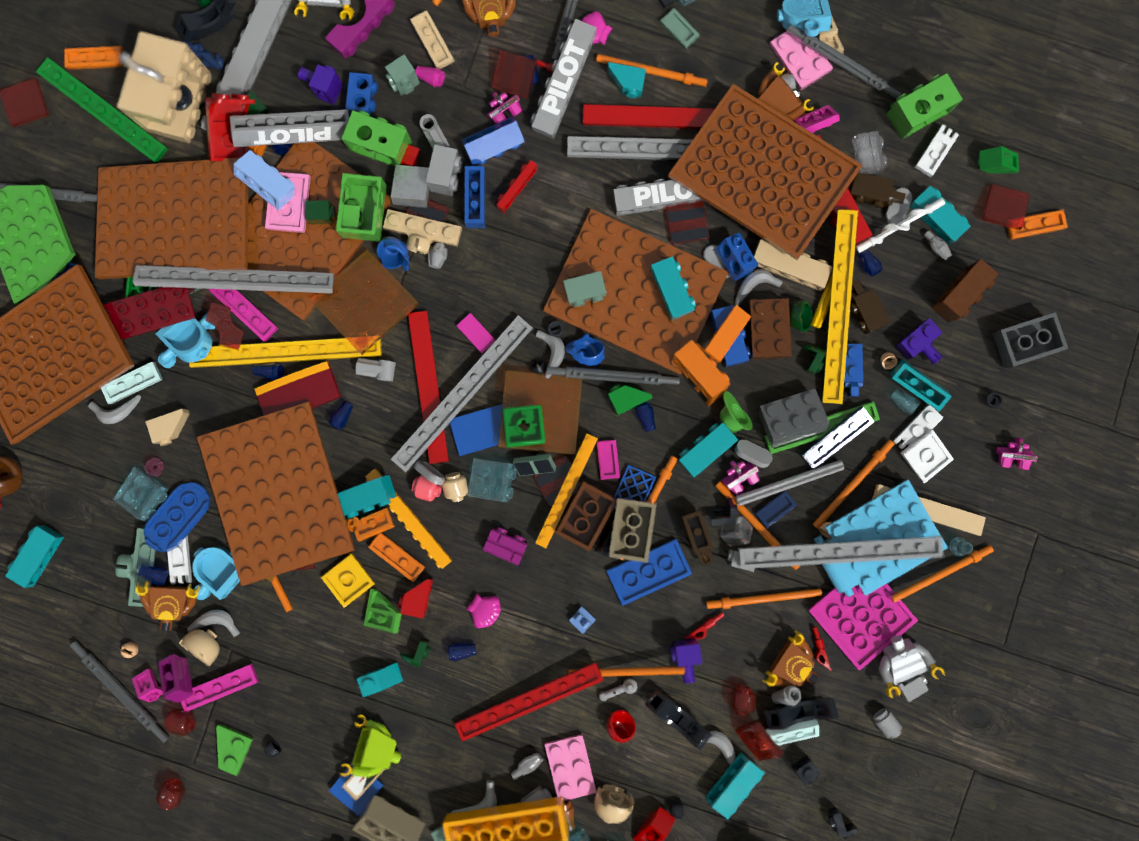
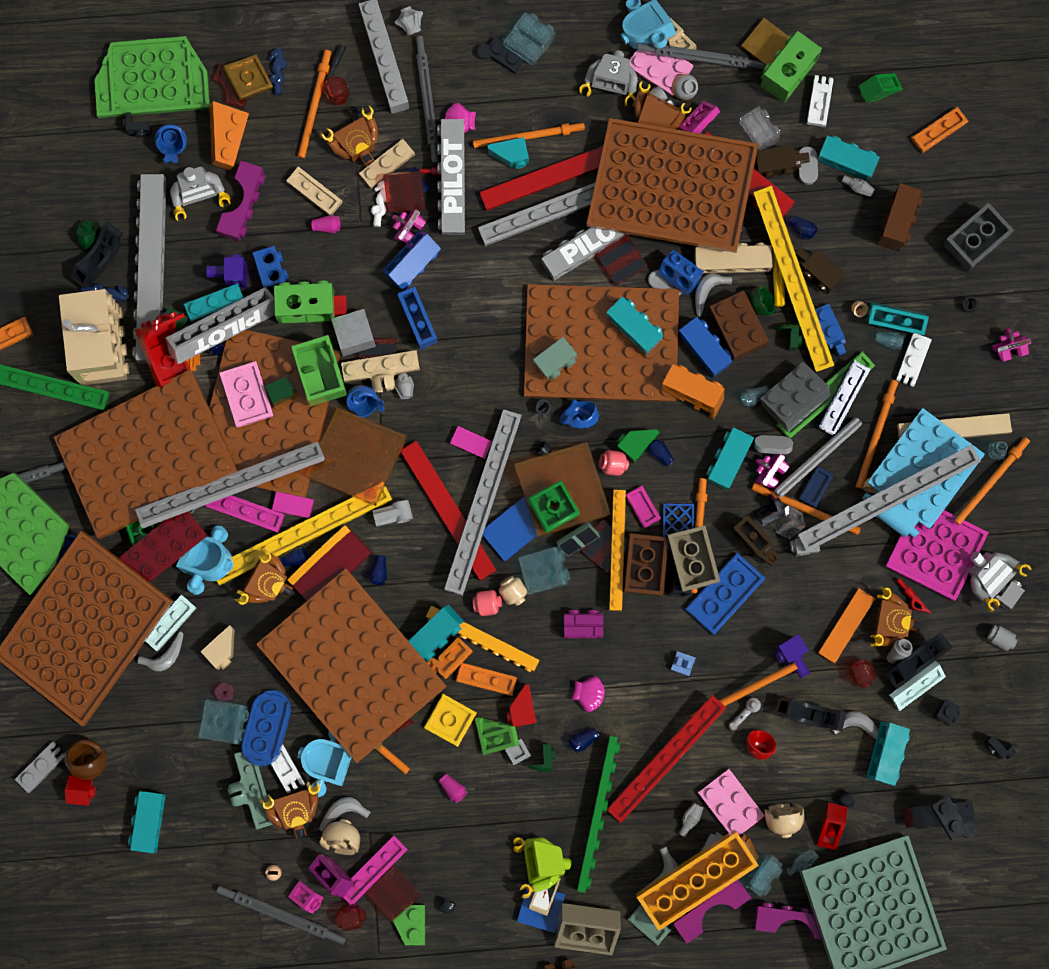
camera: 25 degrees left, 5 degrees down
(153, 574) = (271, 788): clear blue cone -> none
(227, 717) = (393, 894): none -> clear red tile
(229, 334) = (230, 527): clear red tile -> none
(231, 382) = (265, 581): none -> dark orange torso
(264, 180) = (219, 382): light blue brick -> none
(289, 322) = (293, 505): none -> dark pink tile
(294, 103) = (211, 303): none -> teal brick
(322, 643) = (453, 789): none -> dark pink cone
(379, 679) = (520, 797): teal slope -> none
(396, 639) = (518, 753): none -> light grey plate
(402, 76) = (302, 235): sand green brick -> none
(429, 472) = (484, 586): light grey tile -> none
(434, 135) = (354, 277): light grey piece -> none
(440, 733) = (597, 822): none -> green plate
(443, 170) = (378, 305): light grey brick -> none
(485, 82) = (379, 209): none -> white animal
(511, 42) = (387, 163): none -> tan plate
(516, 186) = (450, 292): red plate -> none
(557, 349) = (553, 427): light grey piece -> none
(598, 407) = (613, 463): none -> coral head
(610, 375) = (615, 427): dark grey axle -> none
(679, 28) = (537, 86): sand green tile -> none
(703, 628) = (797, 624): red hand -> none
(726, 602) = (809, 591): orange bar -> none
(727, 333) = (702, 345): orange tile -> none
(733, 415) = (740, 417): bright green piece -> none
(747, 649) = (846, 625): none -> orange tile
(754, 45) = (612, 74): none -> light grey torso
(754, 400) = (752, 396): none -> clear light blue cone
(758, 741) = (892, 703): clear red tile -> none
(816, 85) = (685, 87): none -> light grey piece
(904, 225) = (819, 181): white piece -> none
(909, 73) = (765, 42): none -> pearl gold tile
(920, 341) = (880, 278): dark purple brick -> none
(927, 456) = (932, 380): white tile -> none
(1006, 207) = (904, 126): clear red tile -> none

